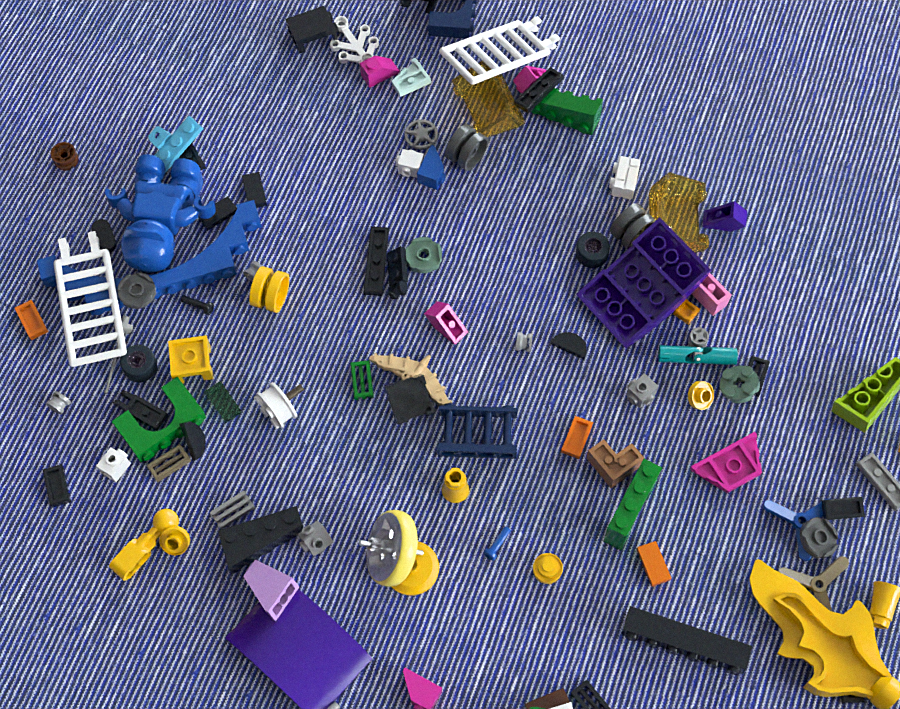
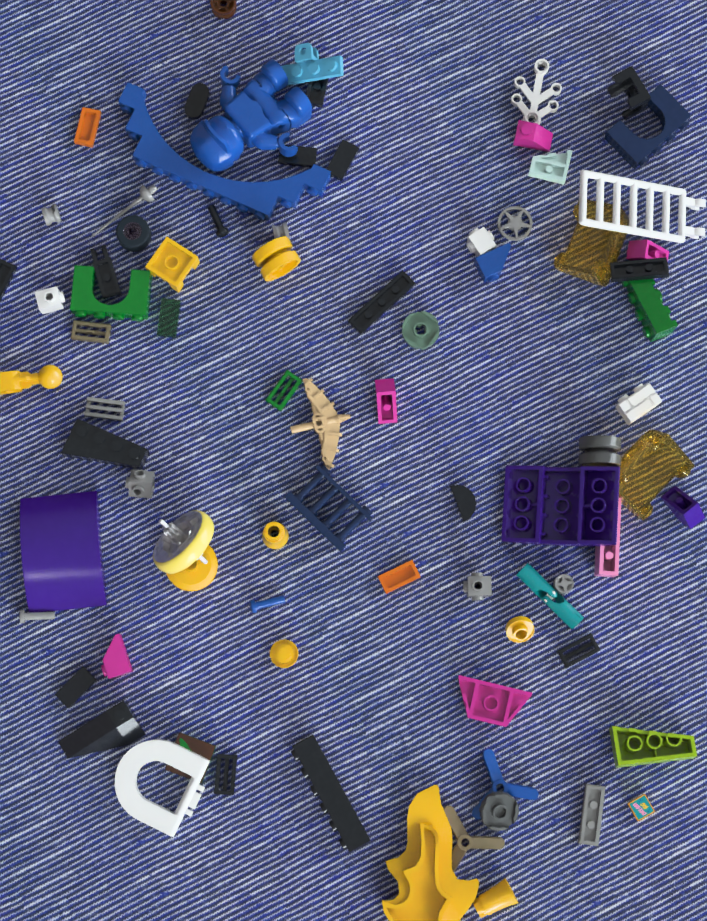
camera: 40 degrees right, 15 degrees up
(112, 301) = (122, 130): white bar -> none
(136, 290) = (178, 173): dark grey tile -> none
(174, 540) = (44, 397): yellow plate -> none
(194, 439) = (122, 331): black tile -> none
(270, 587) = (77, 493): lavender slope -> none
(277, 404) = (202, 358): white wheel -> none
(311, 26) = (512, 51): black panel -> none
(397, 272) = (386, 328): black hinge -> none
(409, 398) = (301, 438): black panel -> none
(466, 147) = (534, 269): dark grey wheel -> none
(521, 342) = (427, 467): light grey wheel -> none
(592, 249) = (557, 436): black wheel -> none
(614, 466) = (402, 625): medium nougat panel -> none
(631, 504) = (385, 664): green arch -> none
(653, 563) = (363, 718): orange tile -> none
(686, 311) = (577, 555): light orange tile -> none
(734, 375) = (555, 636): sand green plate -> none
(843, 508) = (539, 806): black tile -> none

